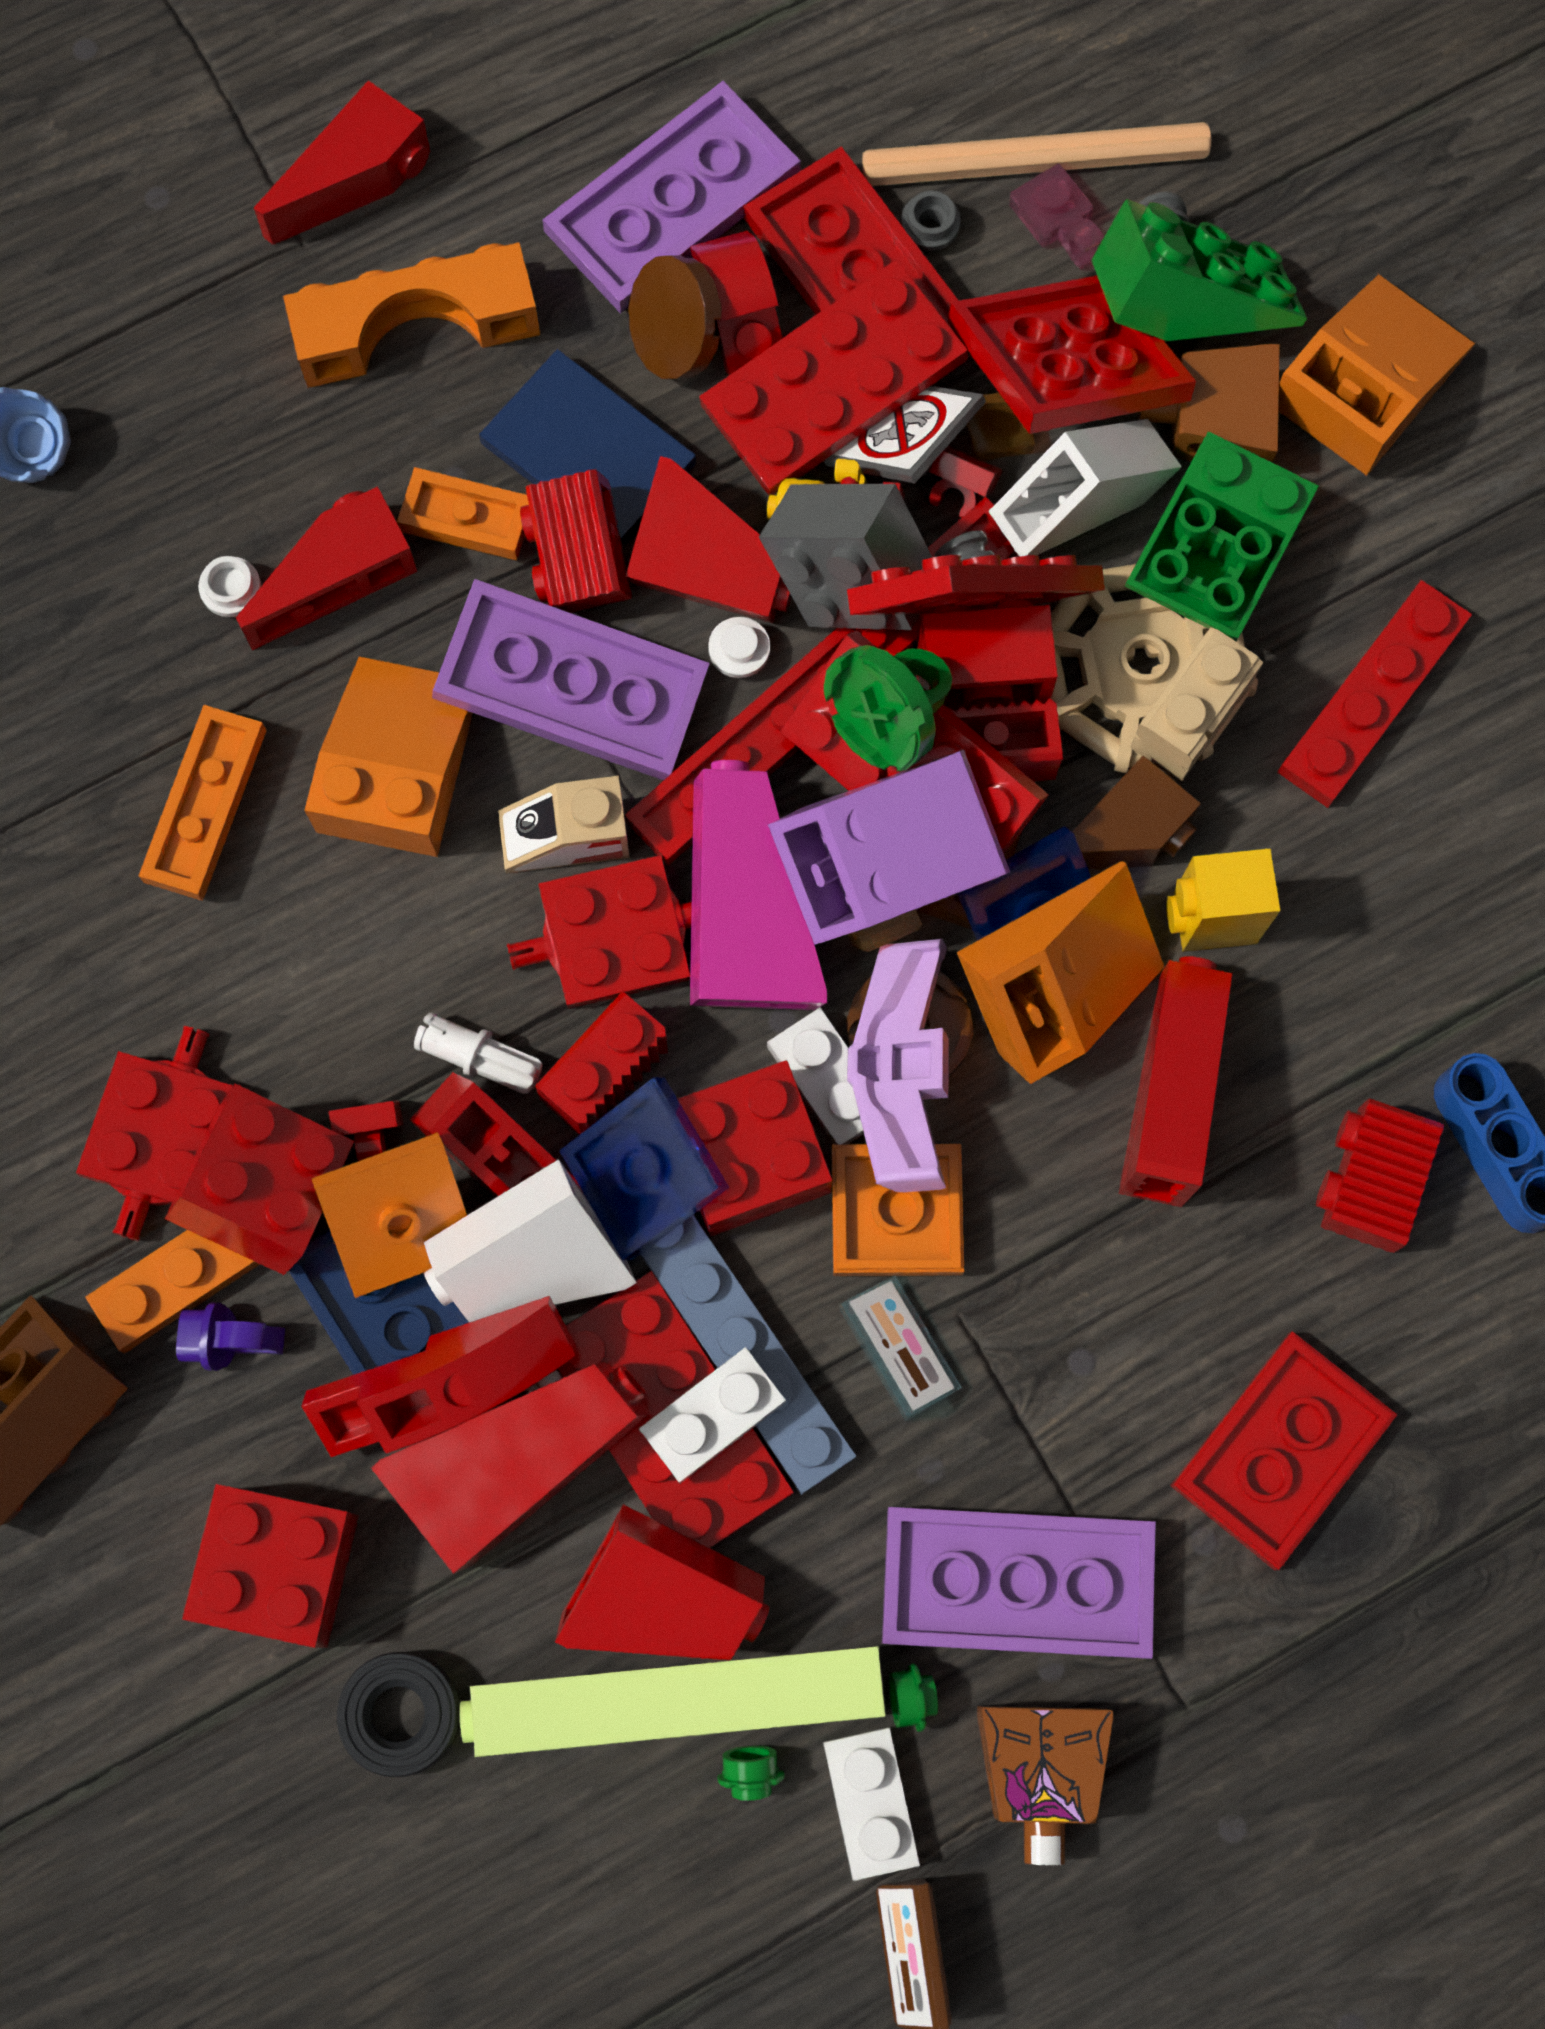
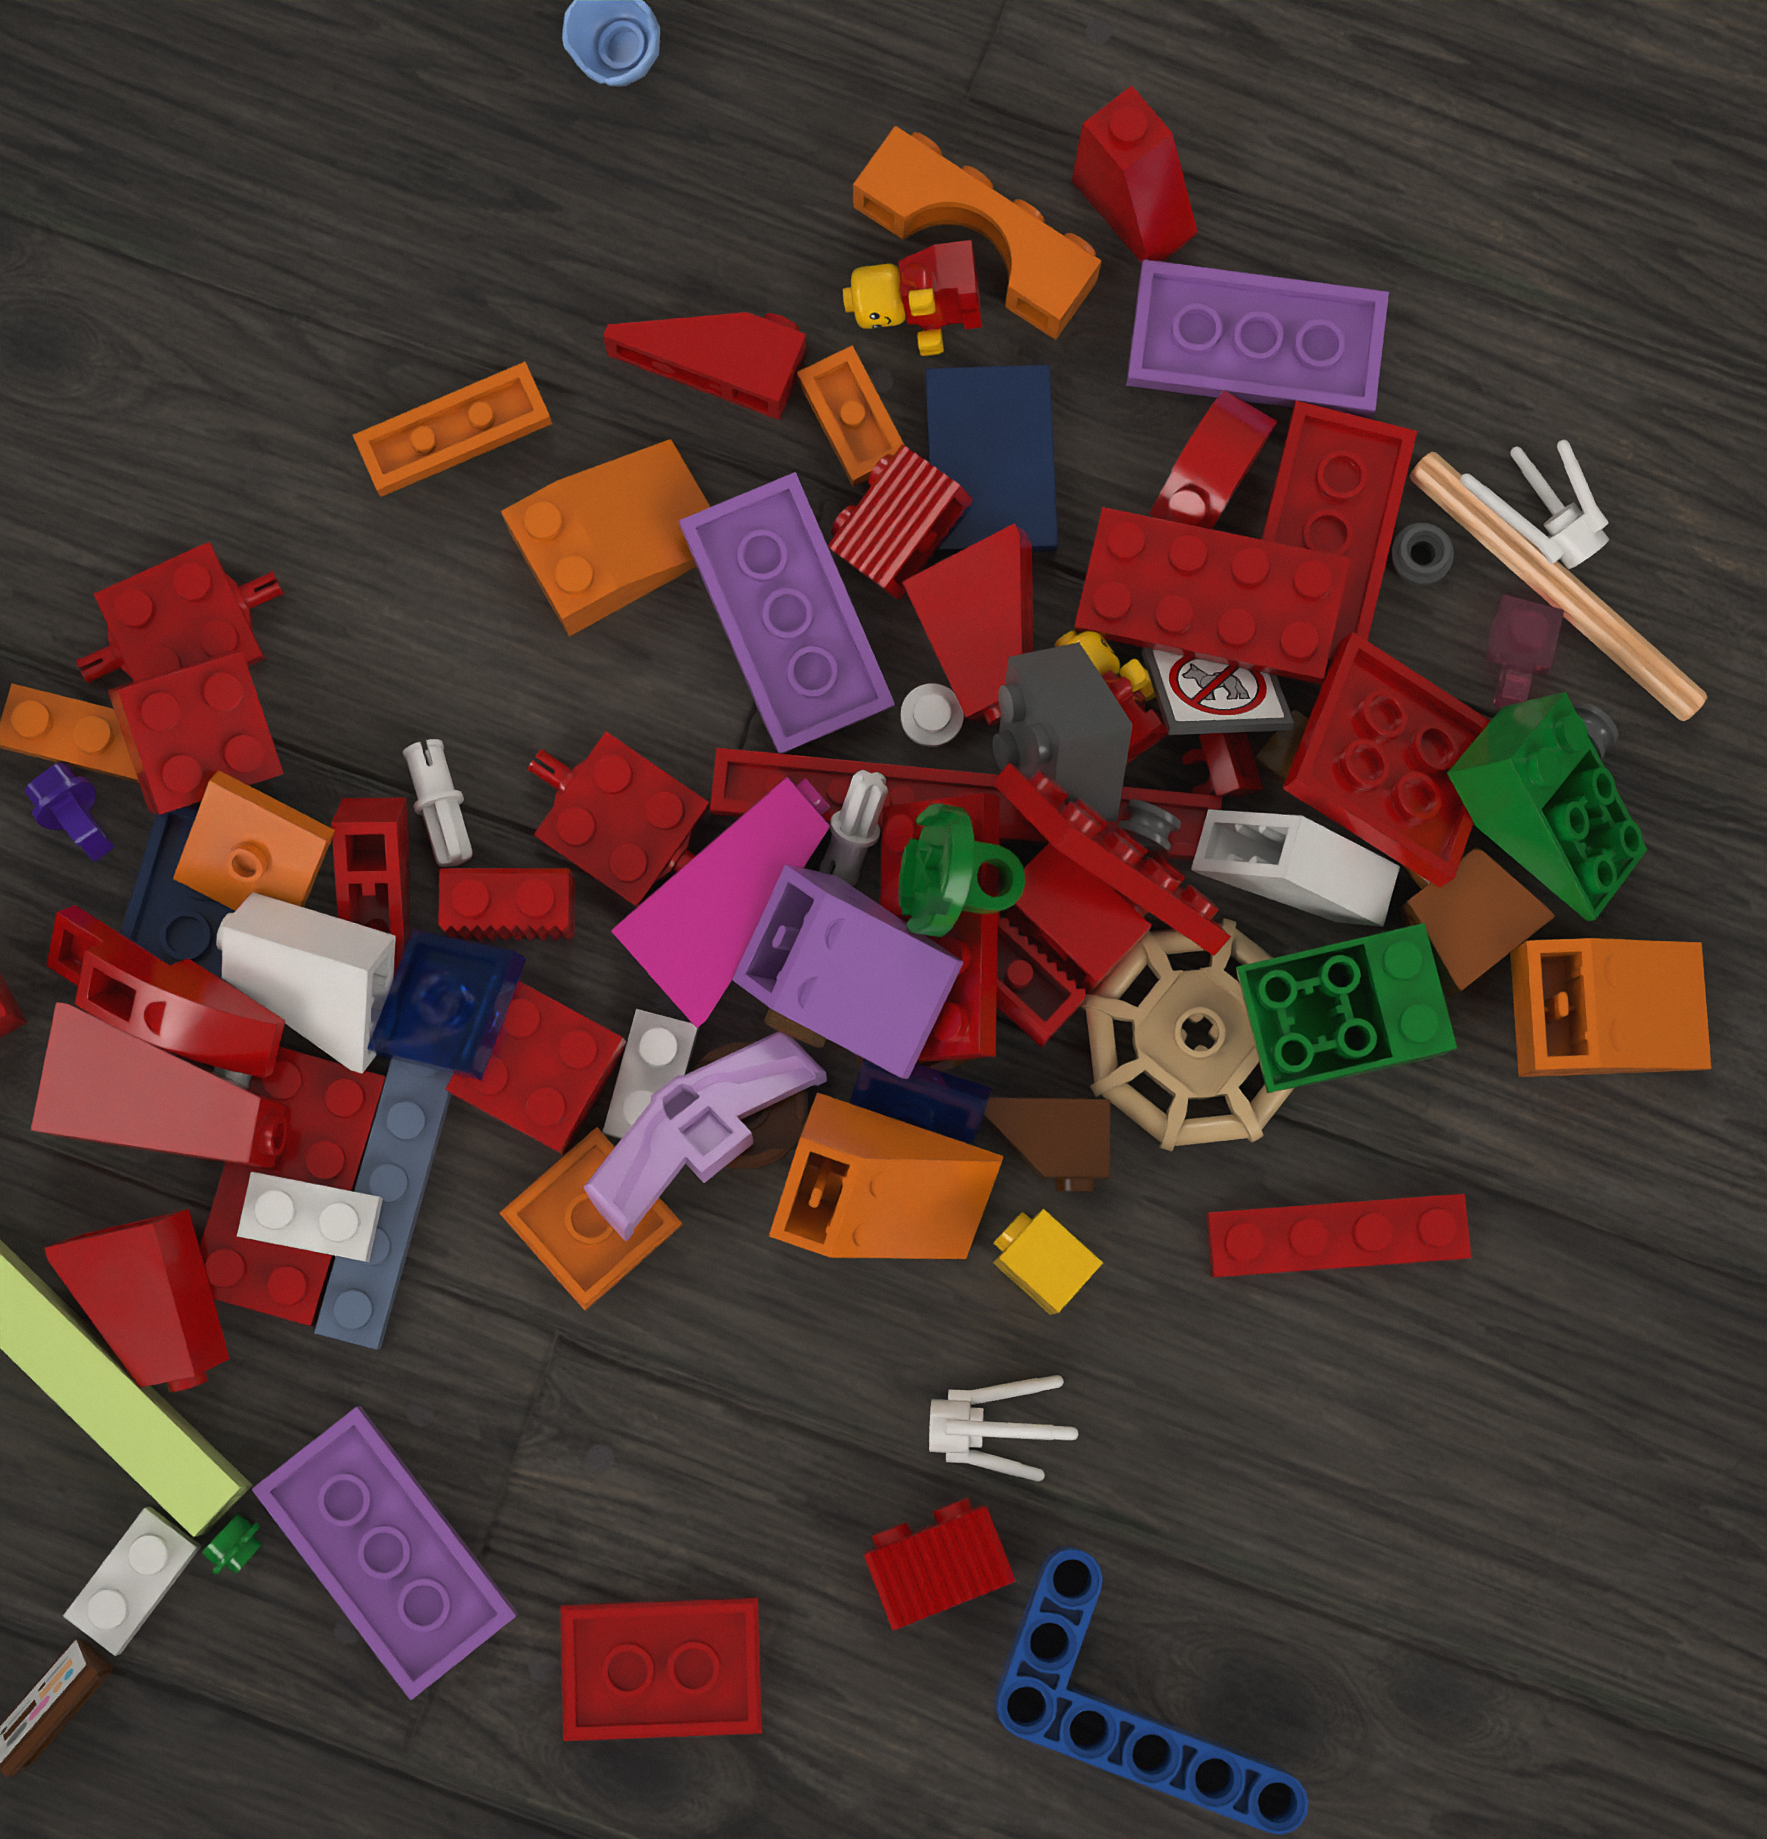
camera: 45 degrees right, 5 degrees up
(228, 585) = (639, 294): white plate -> none
(349, 165) = (1049, 73): red slope -> none
(367, 1125) = (312, 772): red tile -> none
(423, 384) = (927, 288): none -> piece
(480, 168) = (1135, 177): none -> red slope
(565, 826) = (671, 712): slope -> none
(674, 316) = (1149, 431): reddish brown tile -> none
(750, 1772) = (78, 1472): green plate -> none
(777, 758) = (855, 826): none -> white axle
(899, 1347) = (488, 1311): slope -> none
(1010, 109) = (1572, 532): none -> white plant
(1045, 1771) = (260, 1688): dark orange torso -> none
(1177, 1084) = (874, 1345): red slope -> none
(1196, 703) = (1185, 1105): tan brick -> none
(1288, 1074) = (958, 1426): none -> white plant

